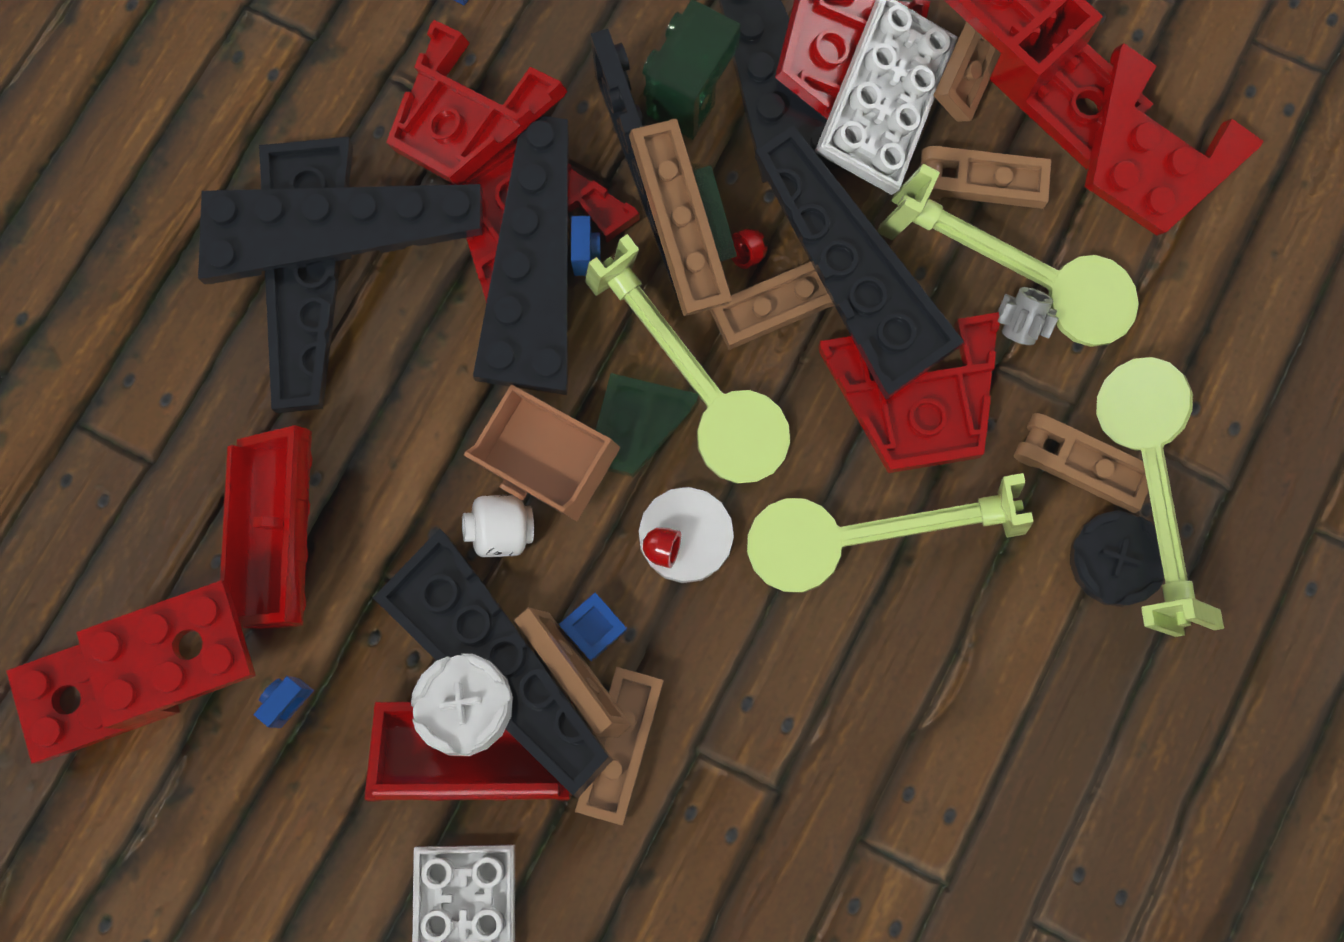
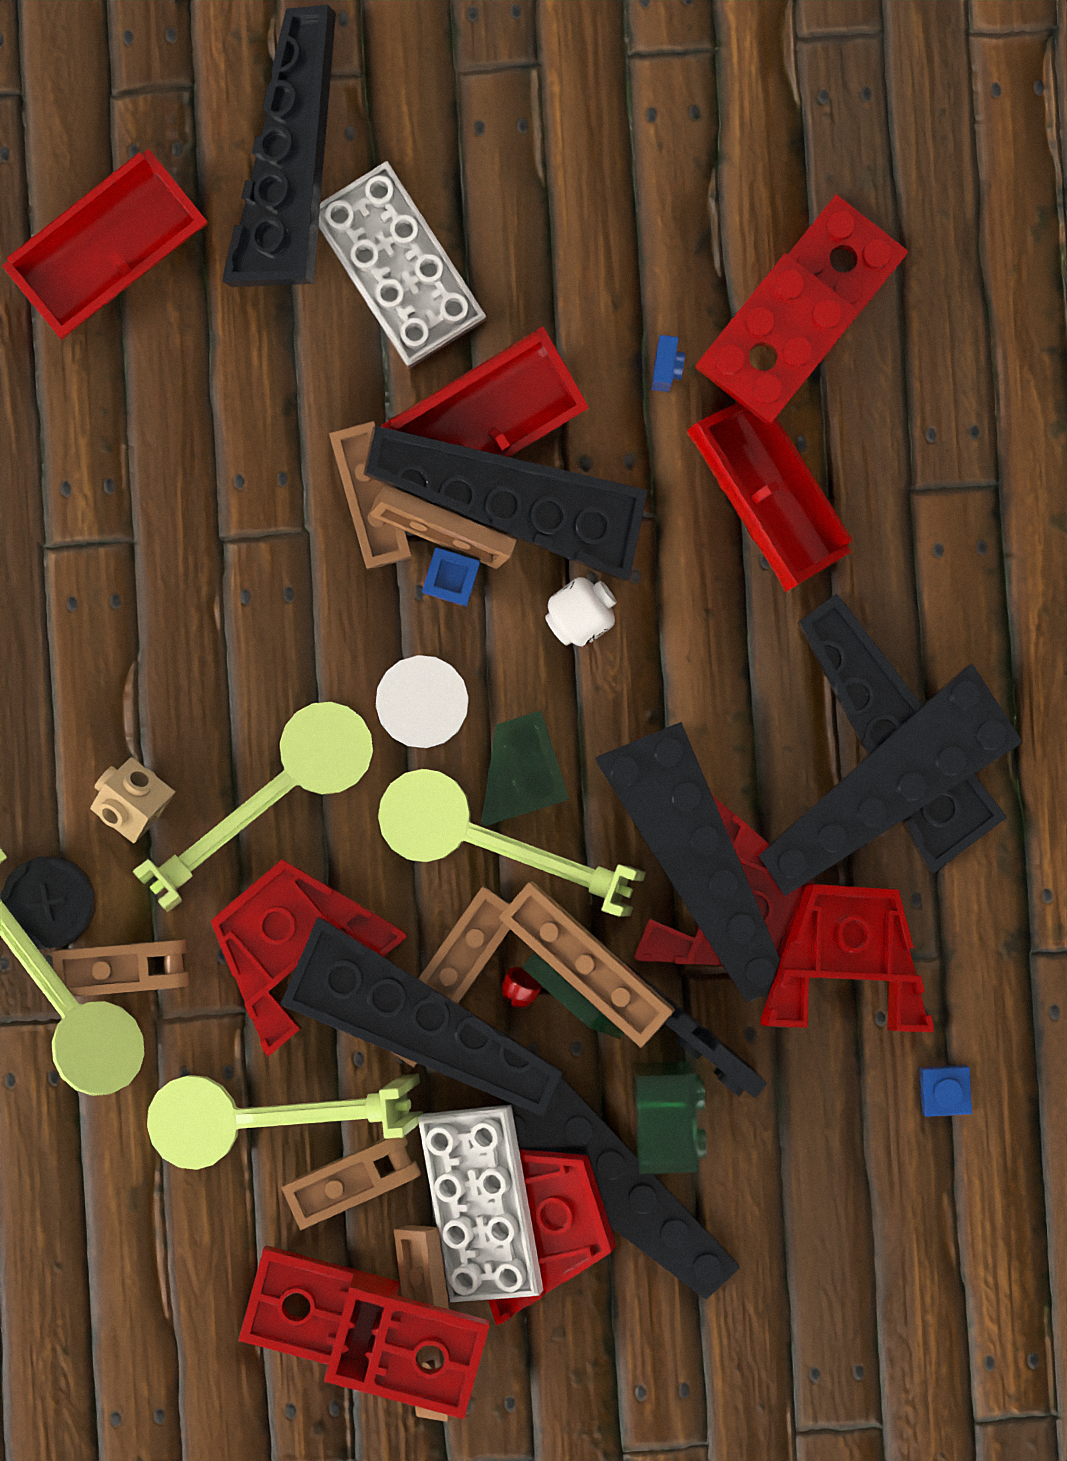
camera: 145 degrees right, 10 degrees up
(461, 705) = (512, 444): white tile -> none
(543, 453) = (581, 693): nougat container -> none
(584, 244) = (662, 900): blue plate -> none
(662, 546) = (433, 676): red hinge -> none
(995, 600) = (131, 799): none -> tan brick
(1027, 316) = (241, 1068): light grey gear -> none
(1146, 166) = (210, 1274): red wing -> none

